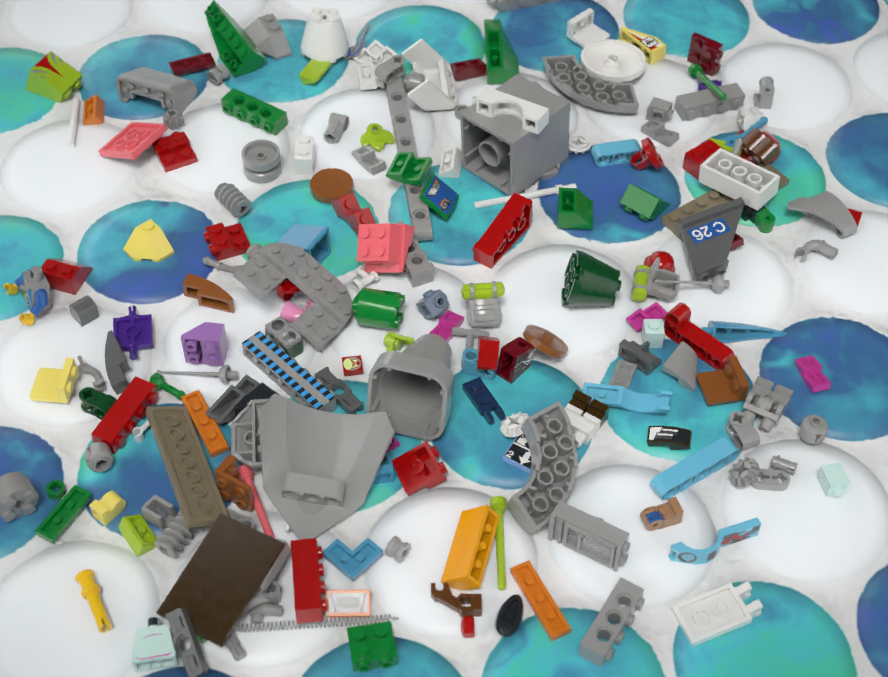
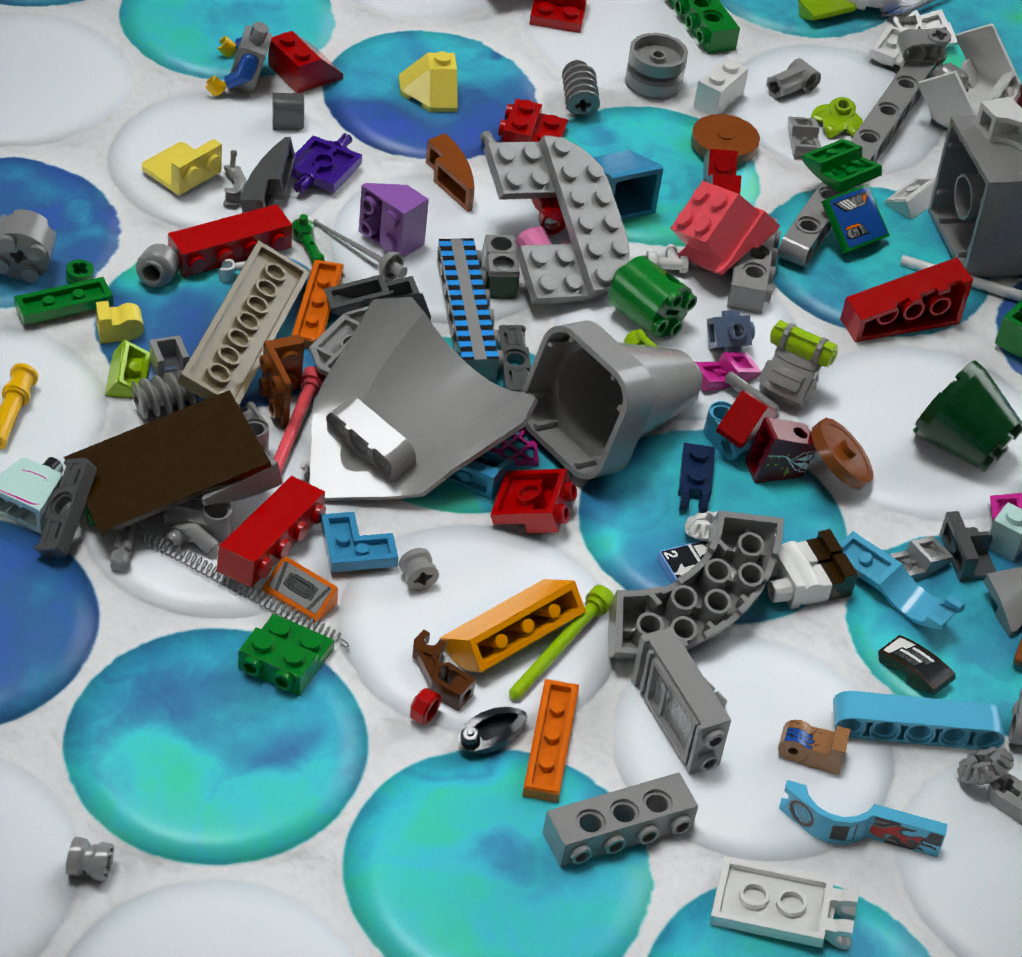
camera: 30 degrees right, 5 degrees down
(95, 402) = (208, 204): dark green piece -> none

